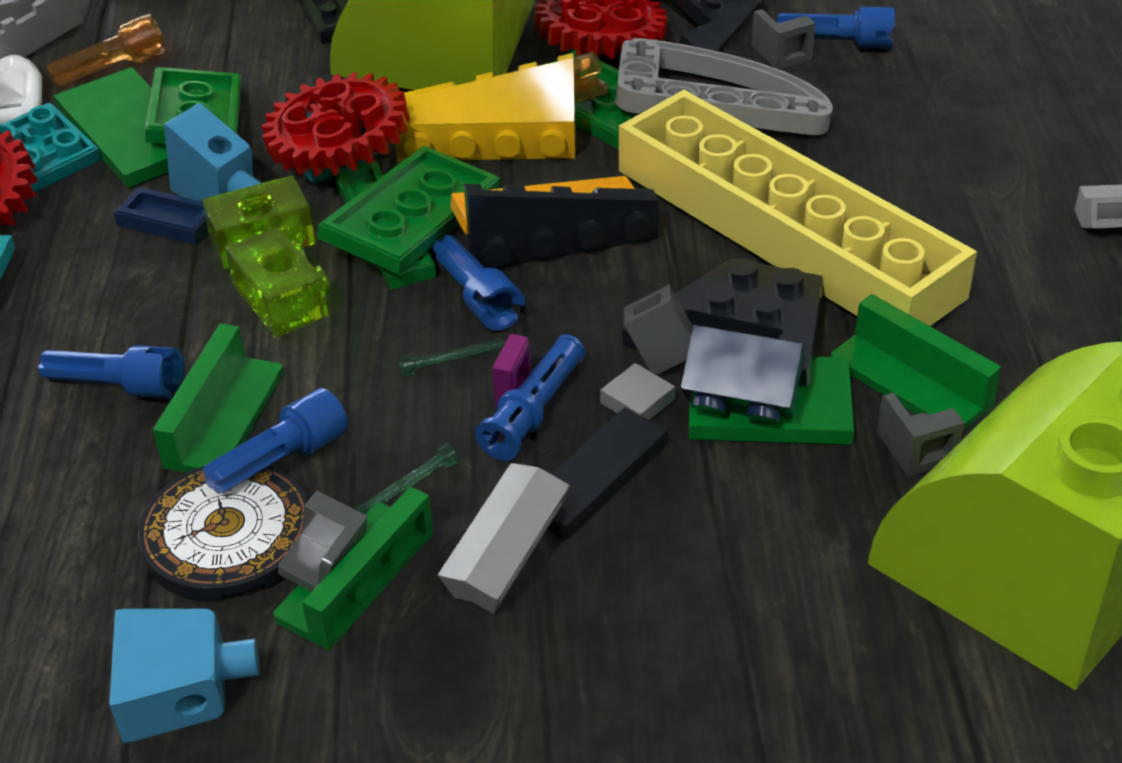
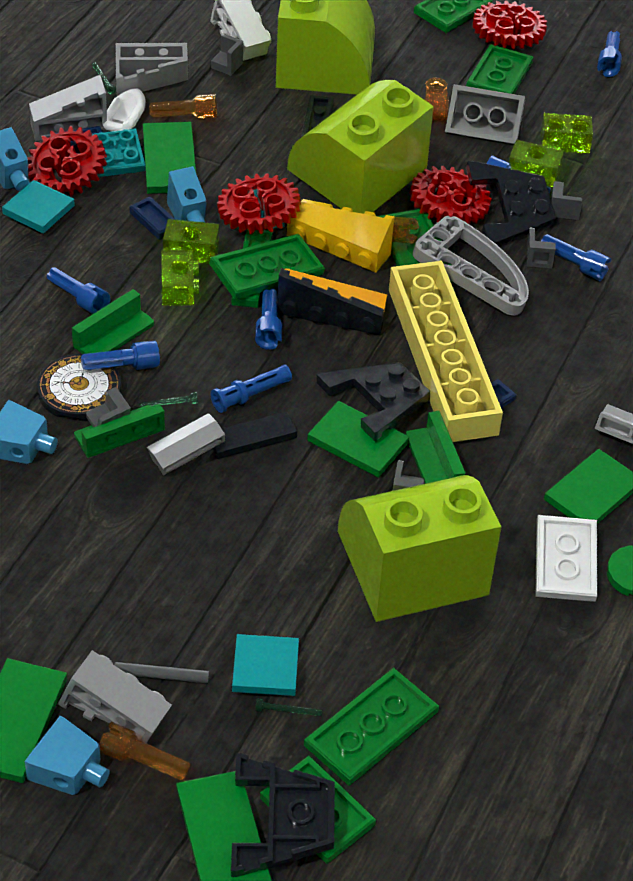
camera: 25 degrees right, 5 degrees up
(181, 89) = (209, 157): green tile -> none
(407, 364) = (208, 347): clear green piece -> none
(511, 366) = (249, 368): magenta tile -> none
(638, 391) = (300, 408): light grey tile -> none
(659, 329) = (330, 383): dark grey panel -> none
(743, 374) = (342, 420): brick -> none

